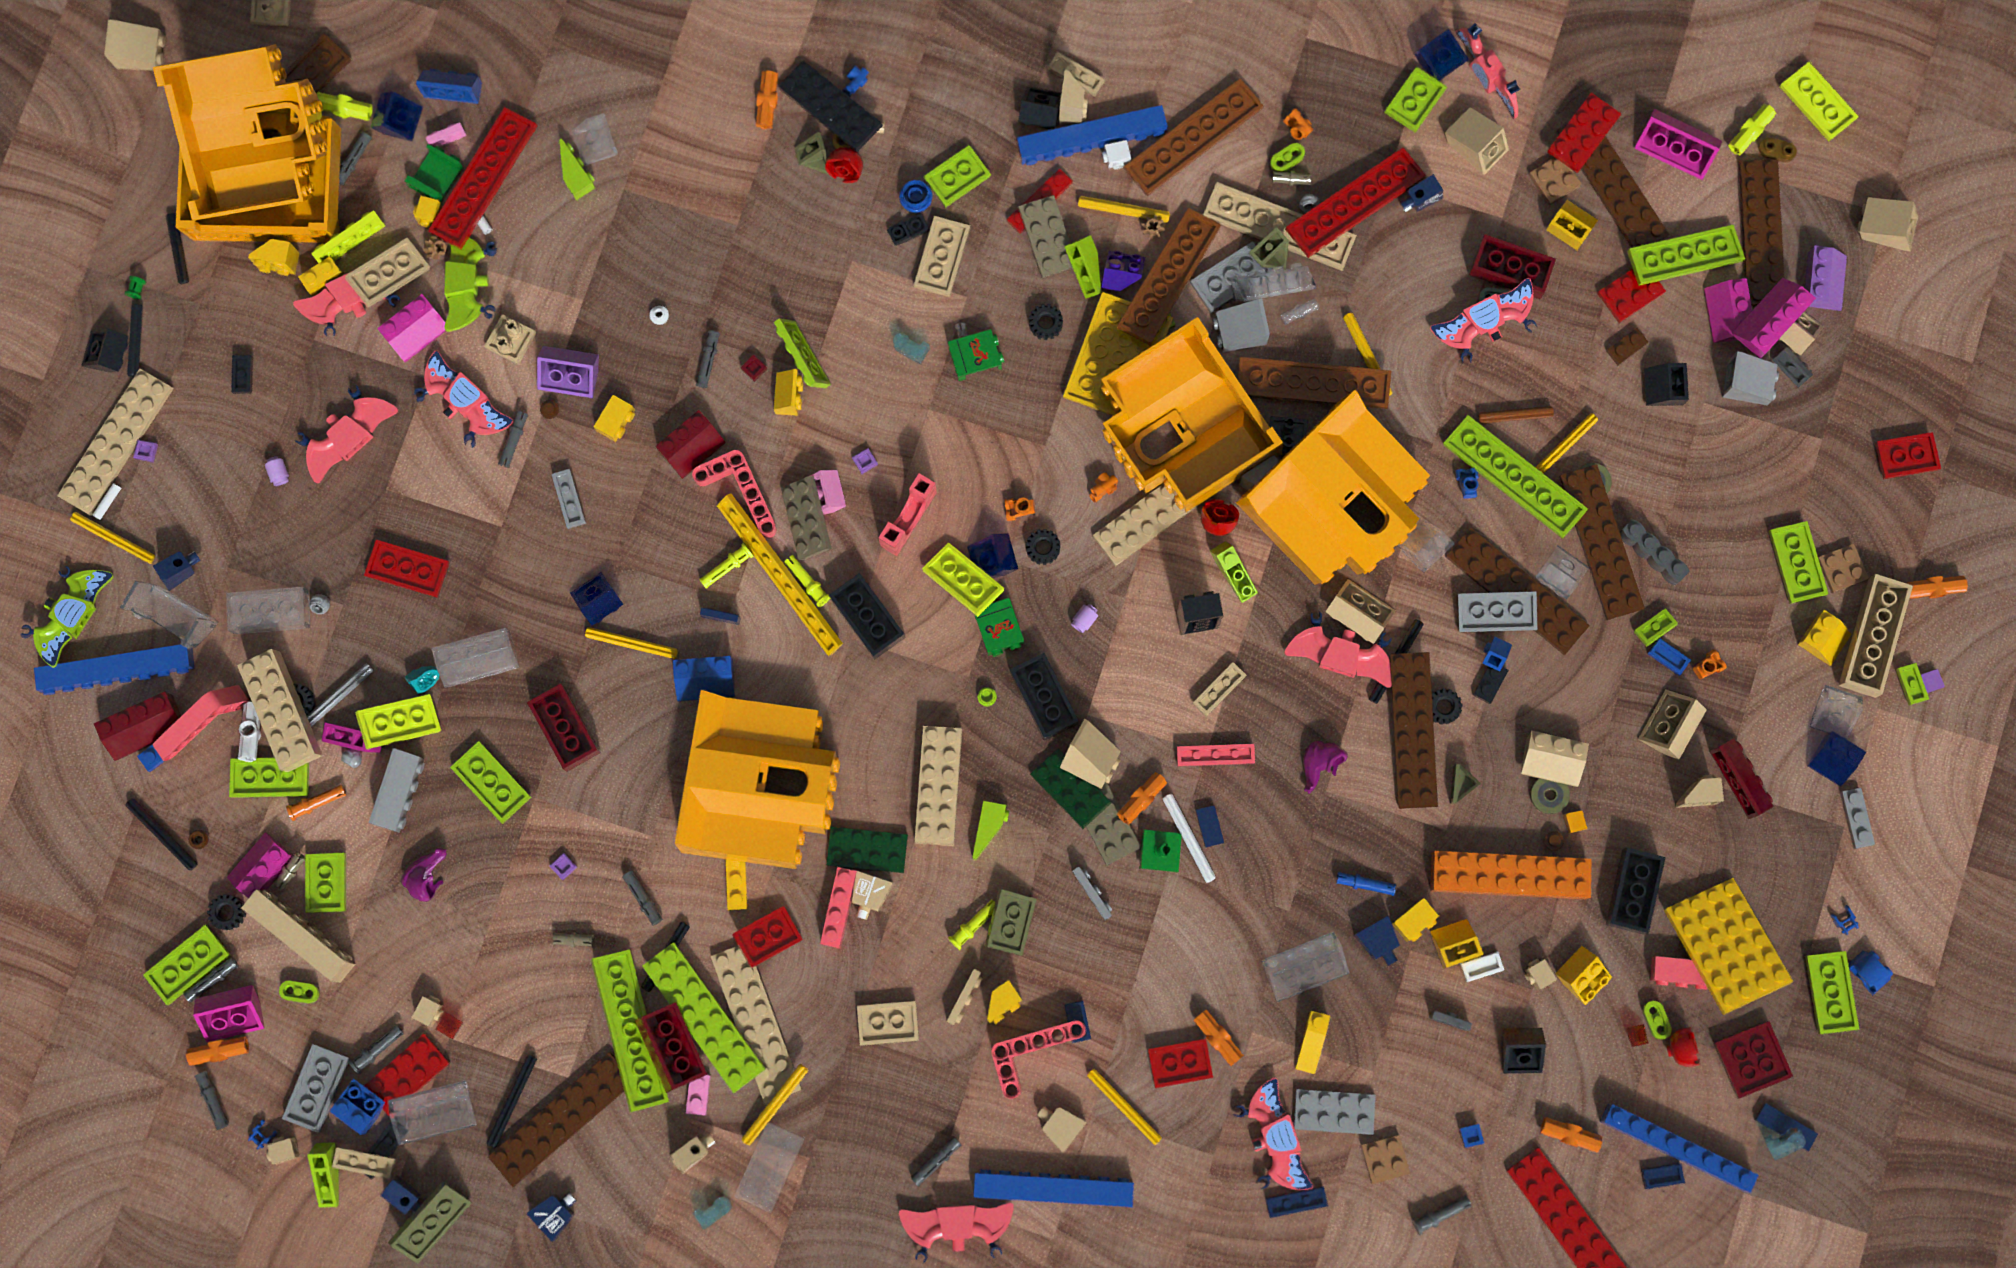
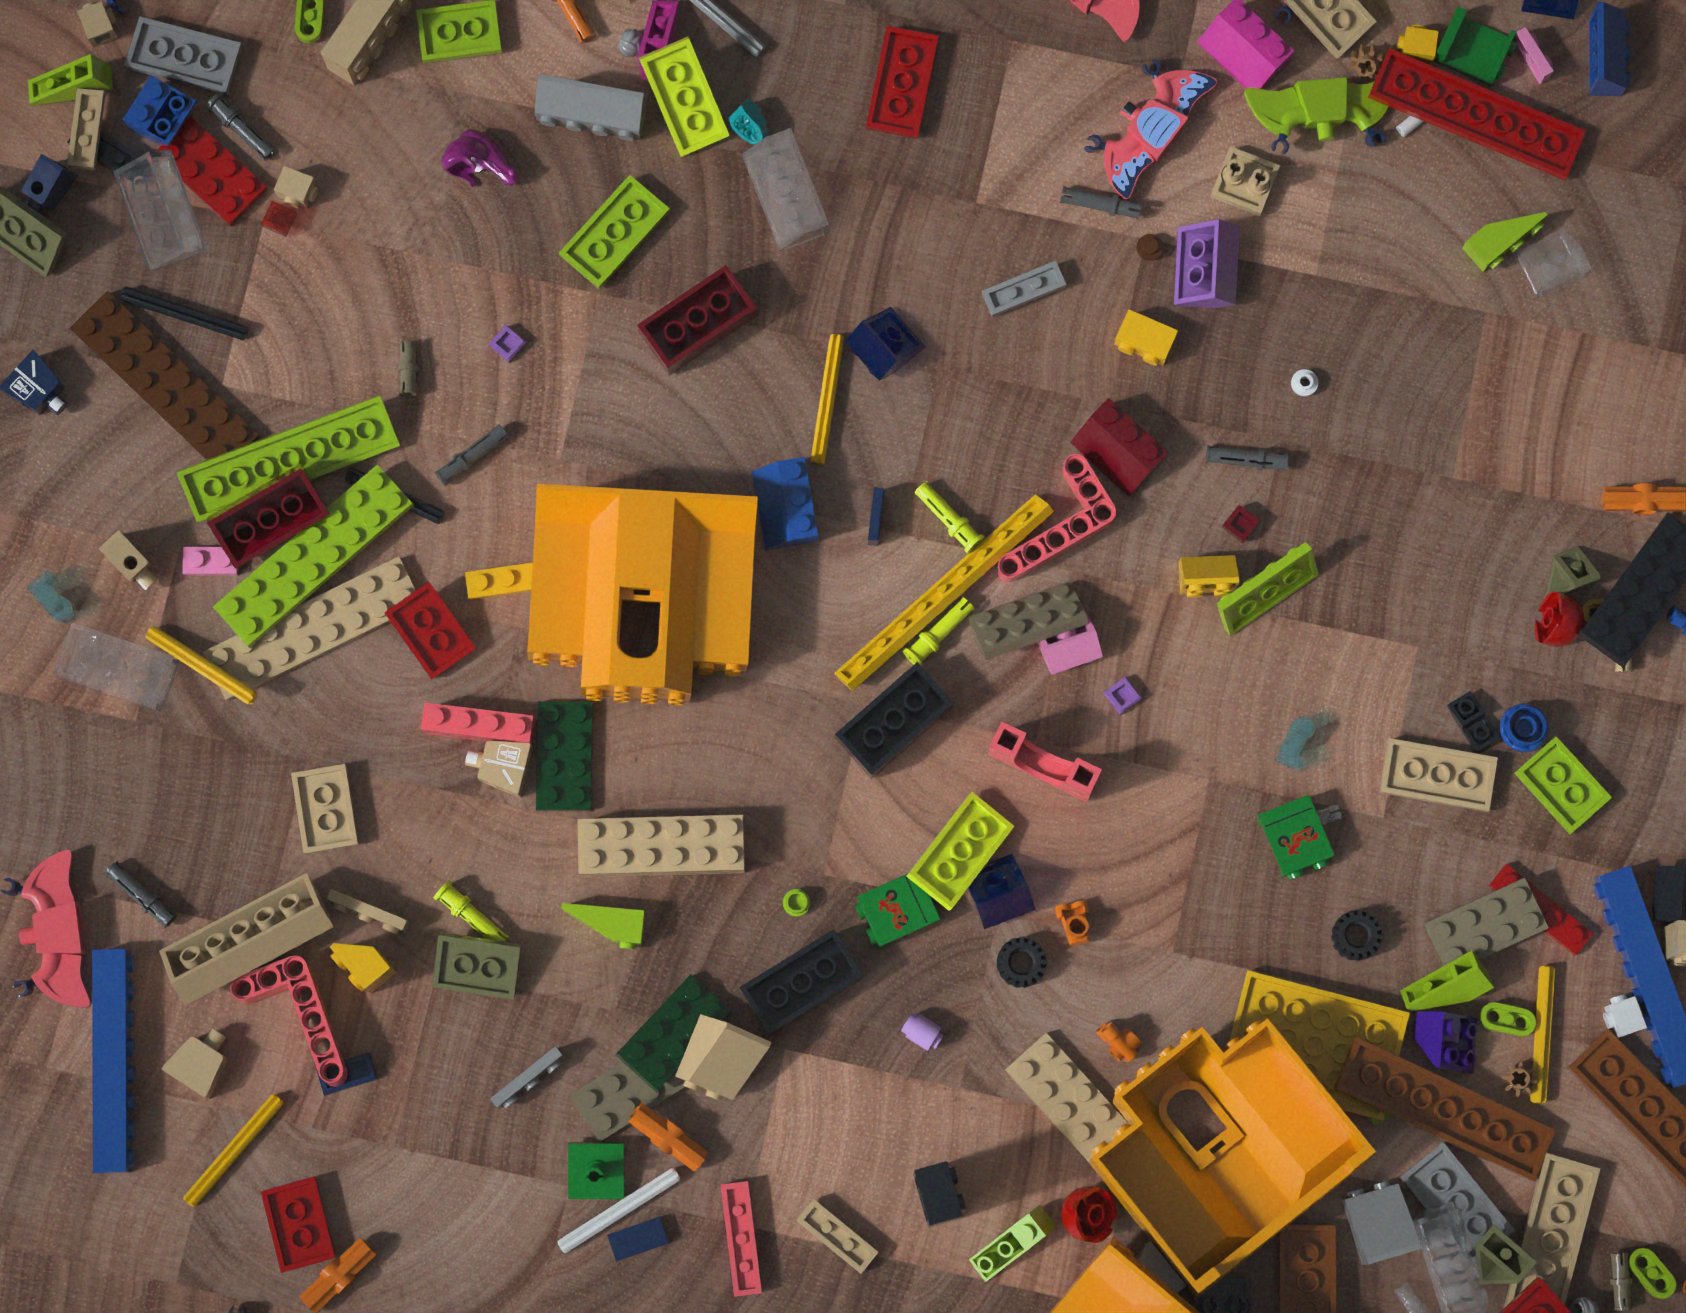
camera: 85 degrees right, 0 degrees up
(976, 1084) = (246, 939): none -> tan brick
(1111, 231) = (1507, 1019): none -> lime plate

